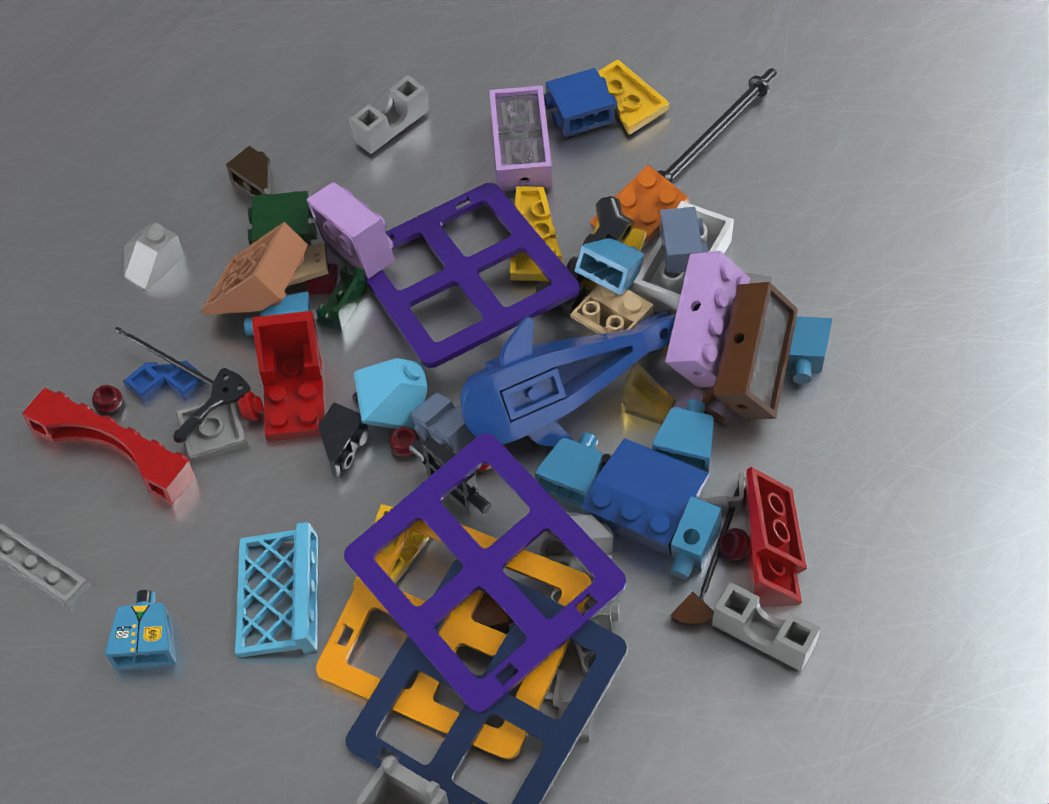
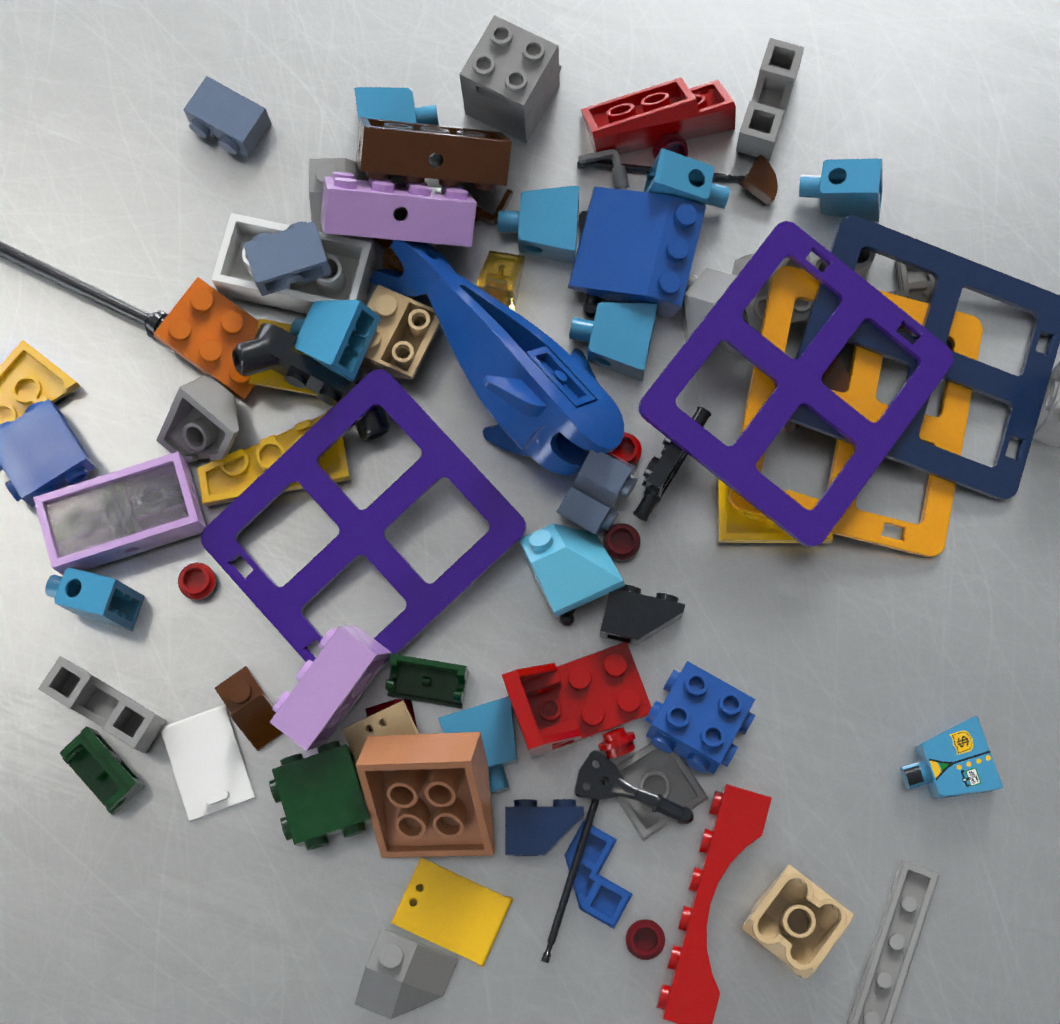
camera: 100 degrees left, 20 degrees up
(70, 486) = (797, 921): none -> tan piece
(177, 290) = (452, 911): none -> yellow container
(210, 343) = (538, 829): none -> dark blue slope
(245, 458) = (699, 718): none -> blue brick
(251, 172) = (238, 868): dark brown slope -> none
(304, 596) = (846, 597): medium azure fence -> none
(338, 124) = (101, 769): none -> dark green hinge
(346, 169) = (207, 762): none -> white container
(373, 194) = (249, 707): none -> reddish brown slope
(462, 180) = (196, 581): none -> red plate
(463, 120) = (96, 597): none -> dark azure torso
(579, 192) = (200, 421): none -> light grey slope
(663, 663) = (847, 187): none -> dark azure torso
(817, 424) = (510, 79): none -> light grey container
(826, 240) = (227, 115): none -> sand blue brick

